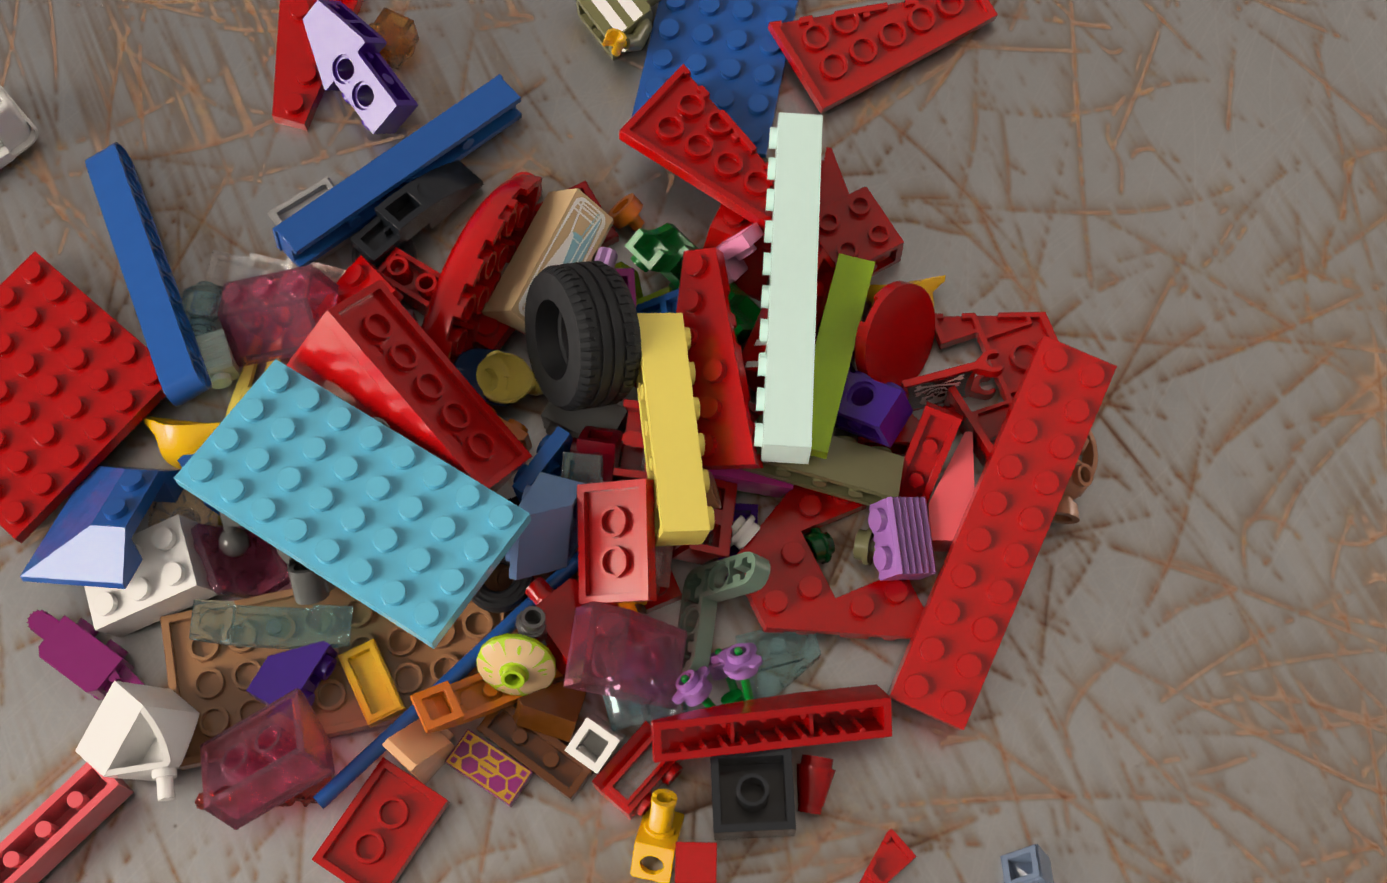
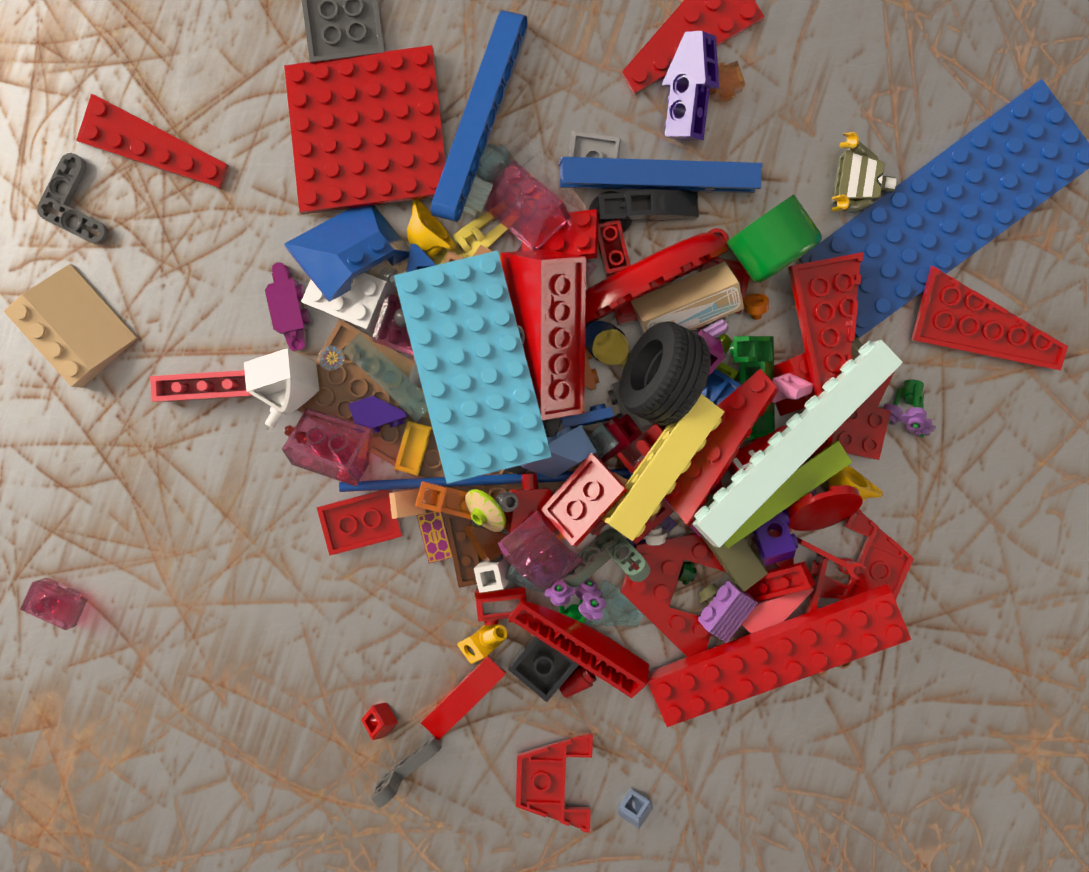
camera: 35 degrees right, 20 degrees up
(185, 666) = (331, 358): none -> clear tile
(578, 125) = (775, 240): none -> green piece
(892, 166) = (915, 417): none -> plant

